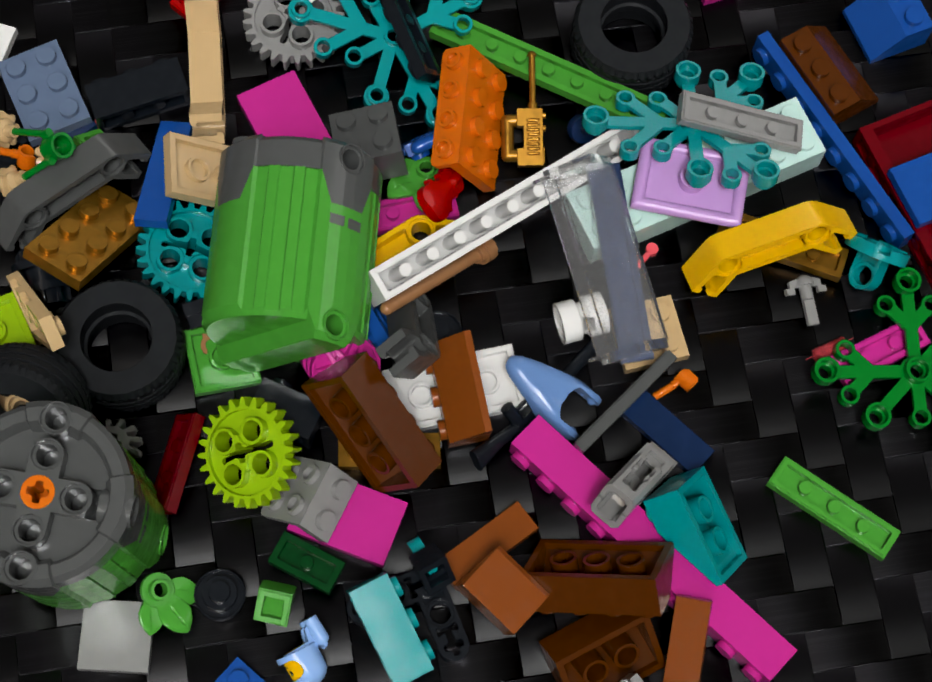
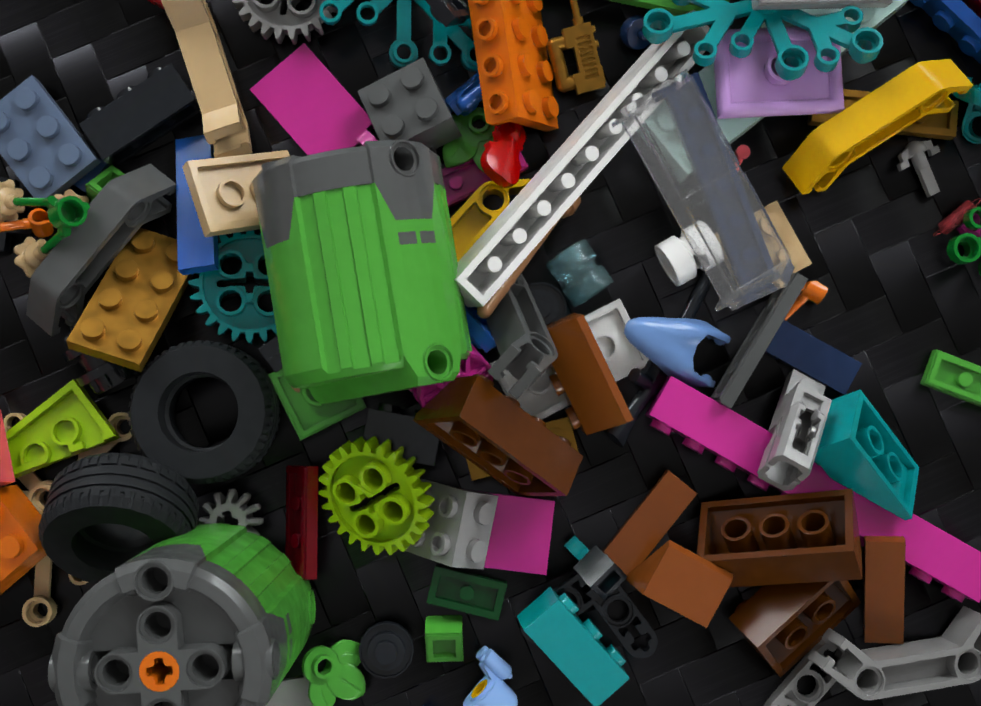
camera: 10 degrees left, 15 degrees up
(41, 322) = (105, 412): tan wing -> none
(480, 311) = (579, 273): none -> clear light blue wheel

